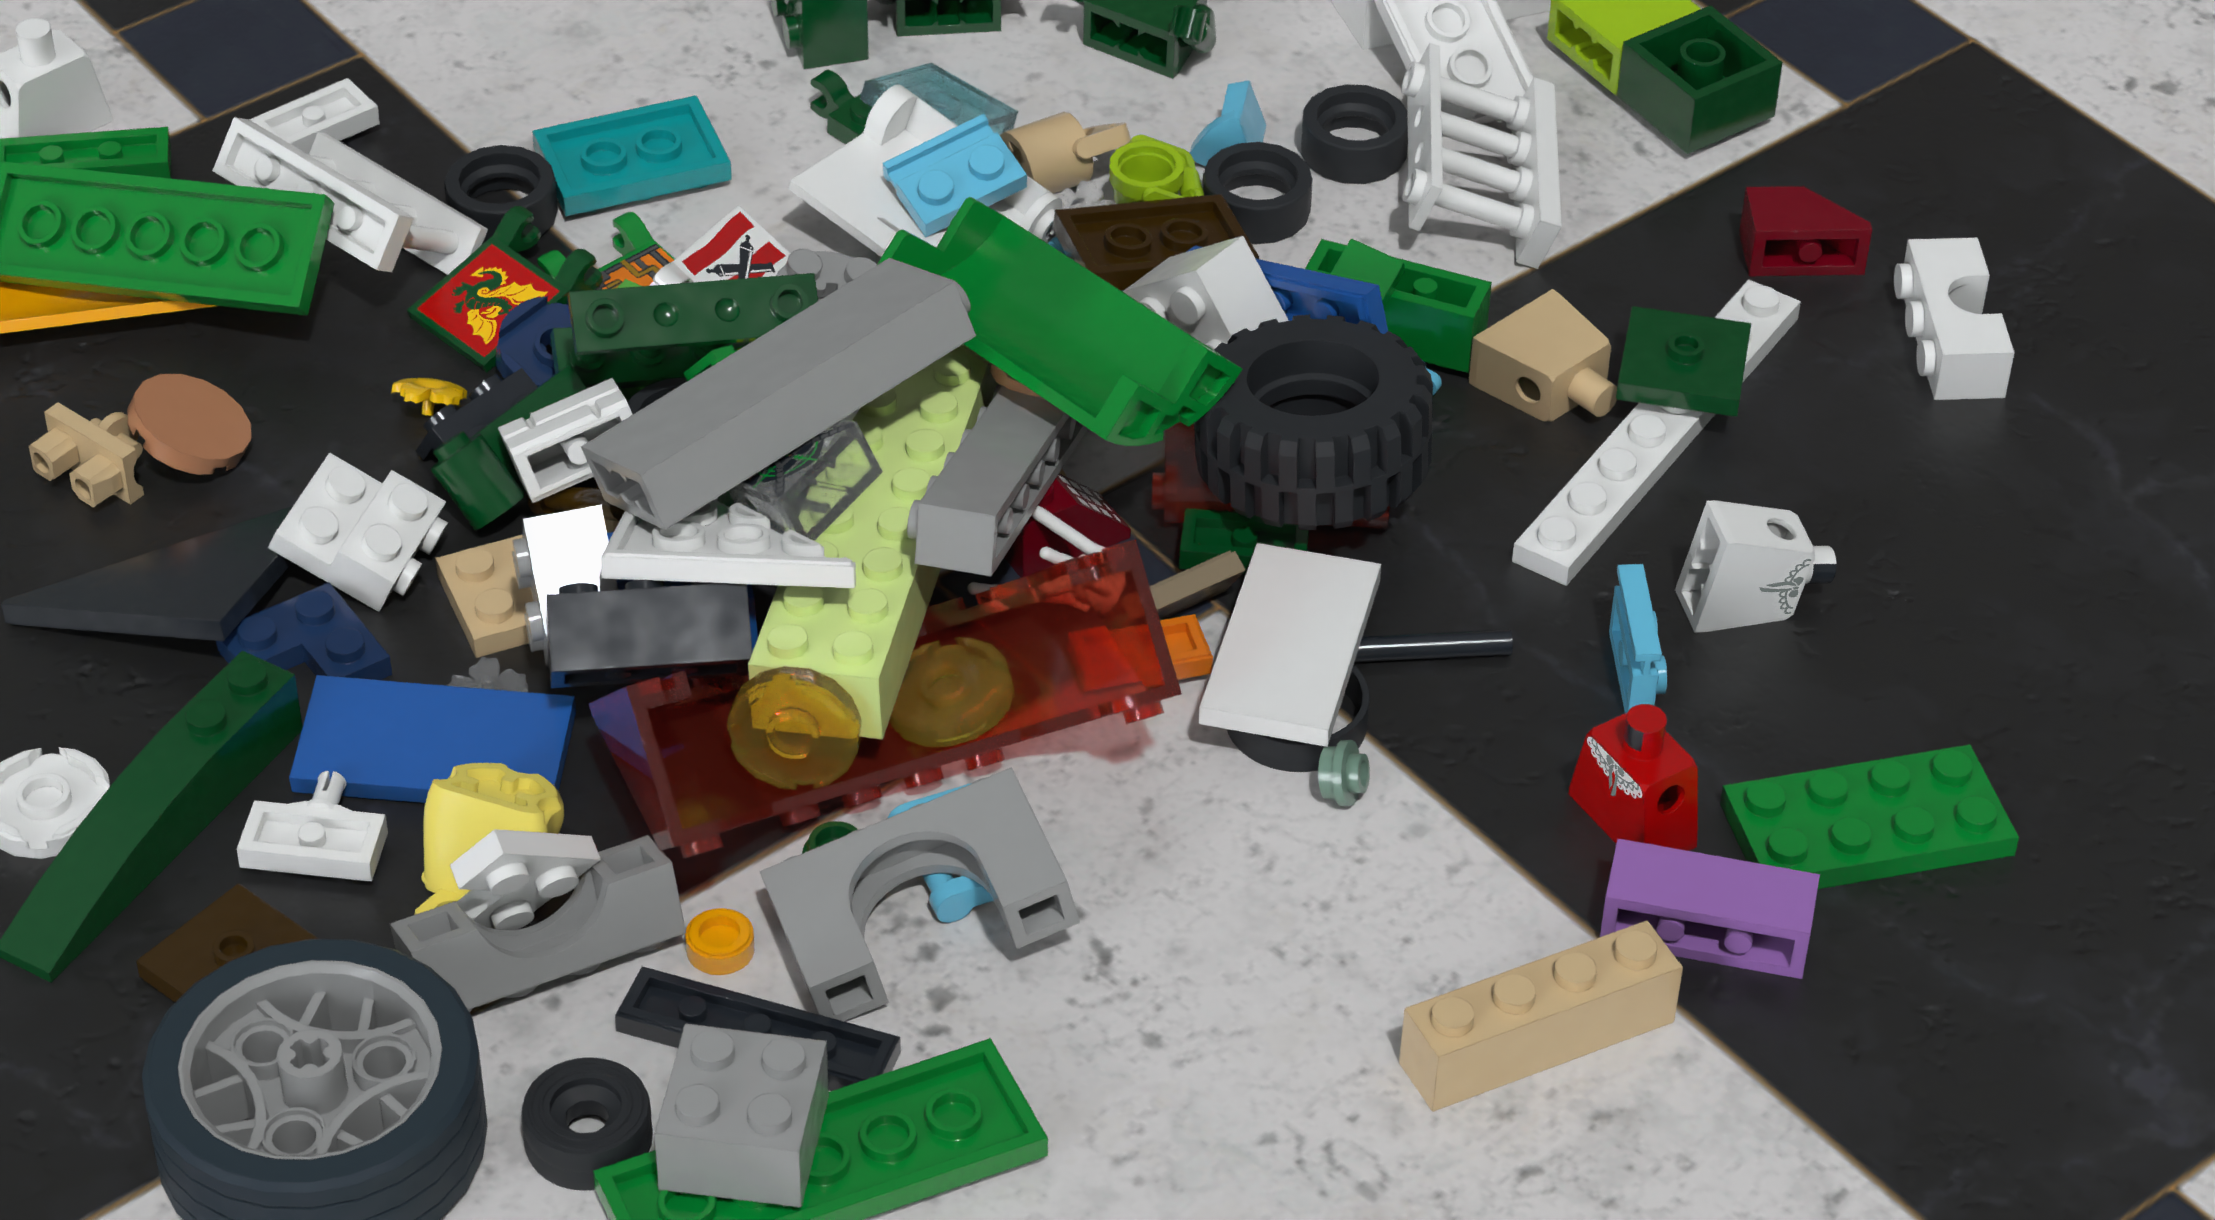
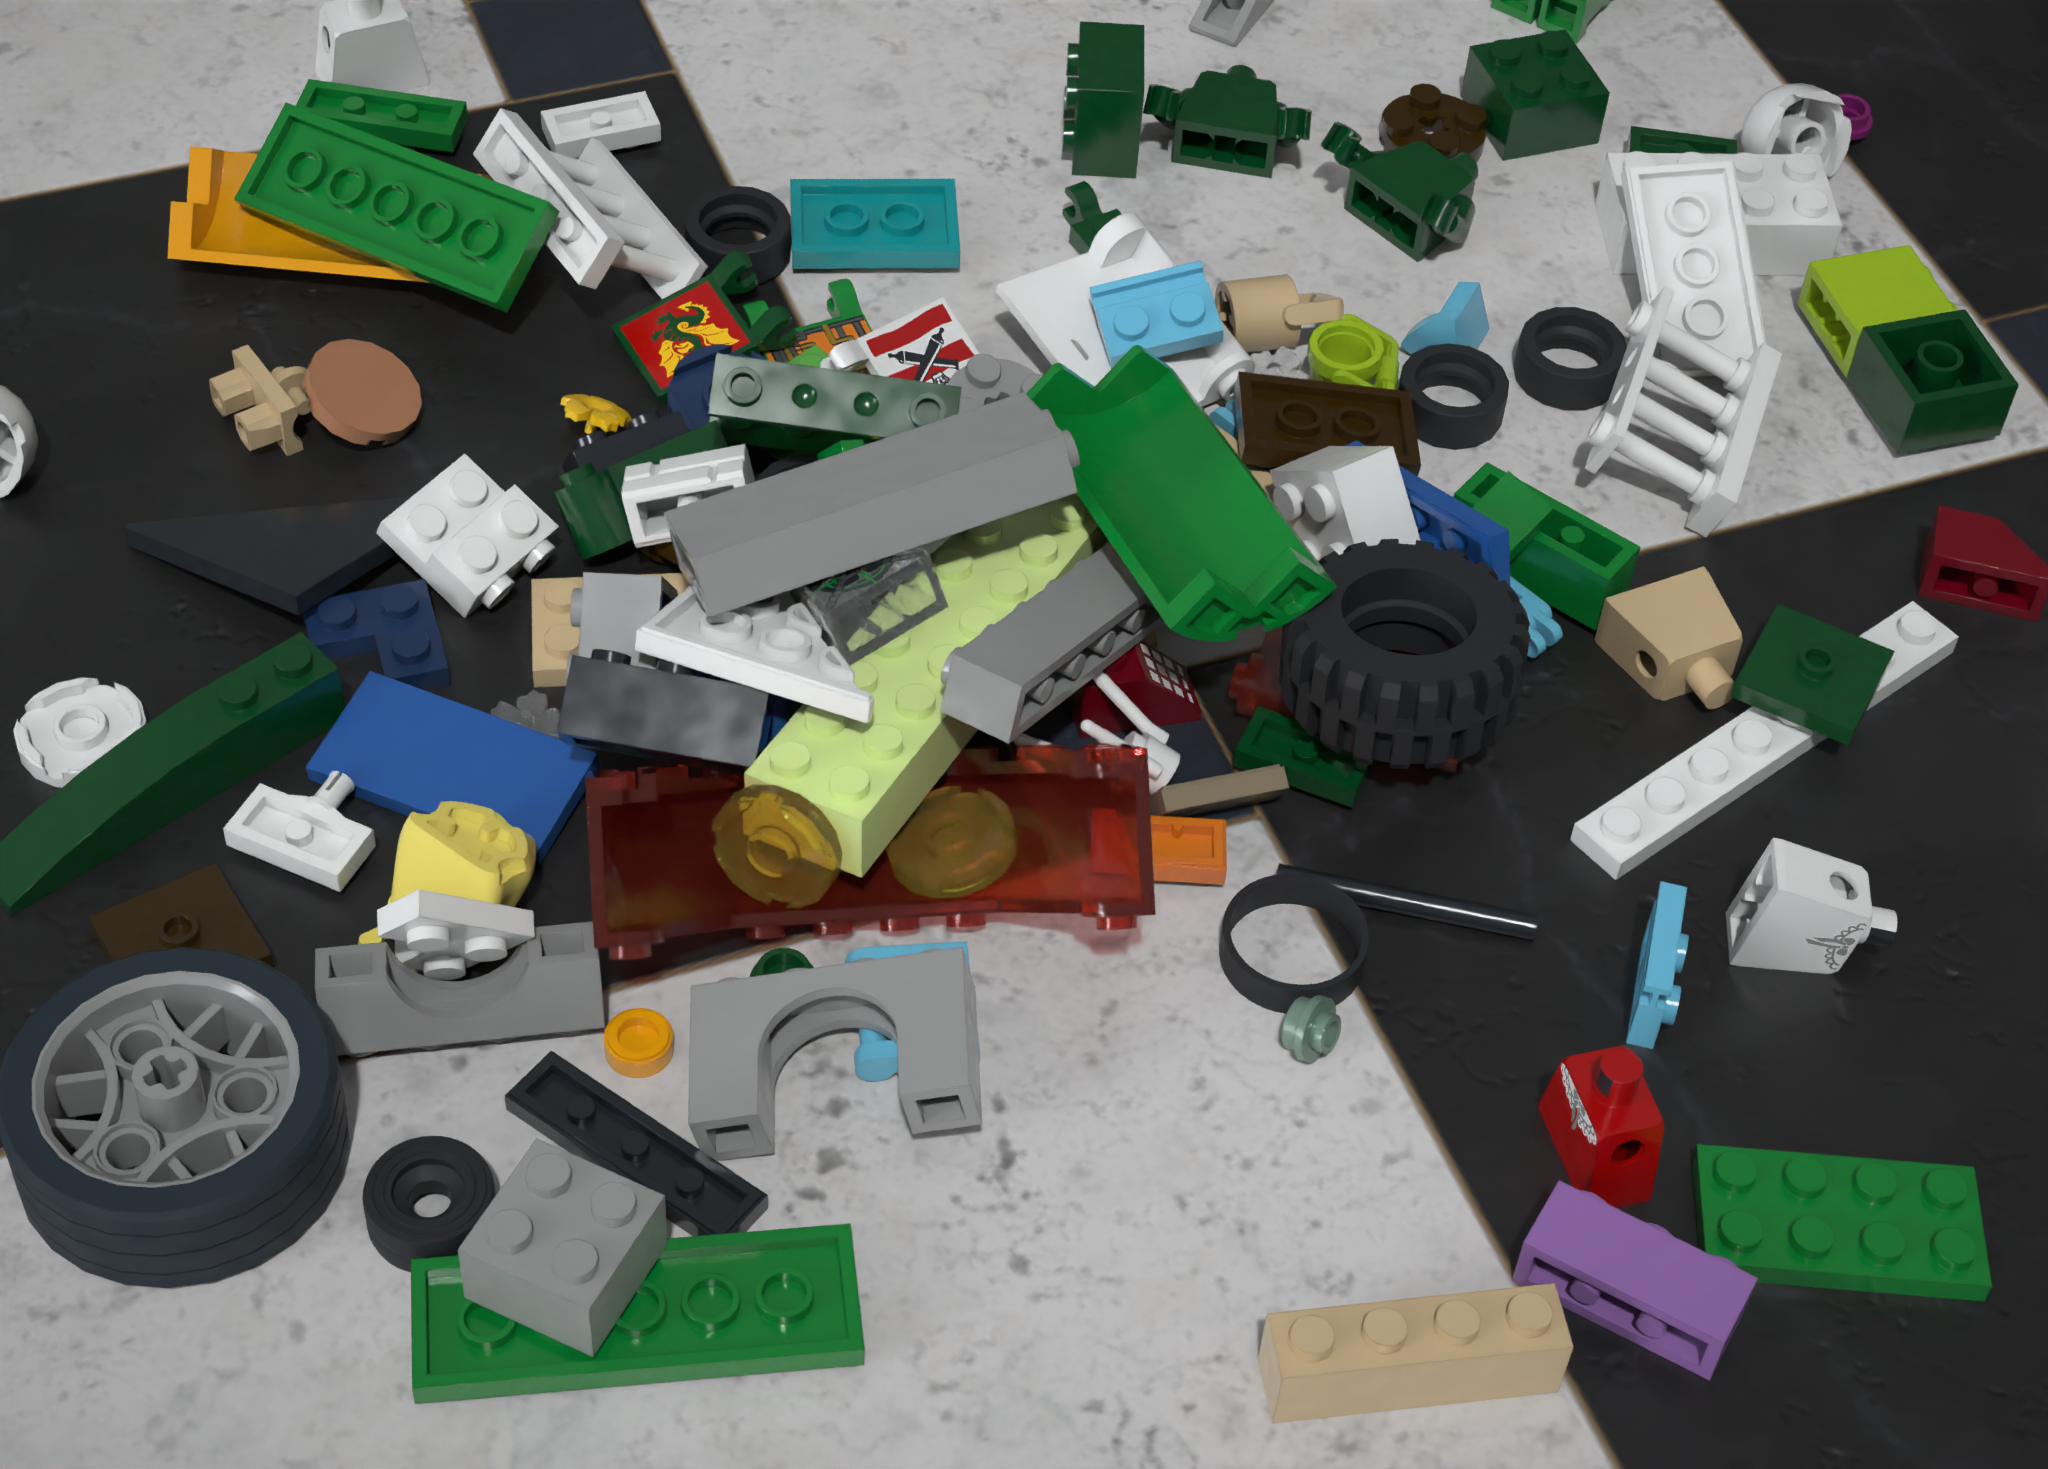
camera: 15 degrees right, 5 degrees up
(946, 94) = (1186, 234): clear light blue tile -> none
(1290, 645) = (1304, 879): white tile -> none

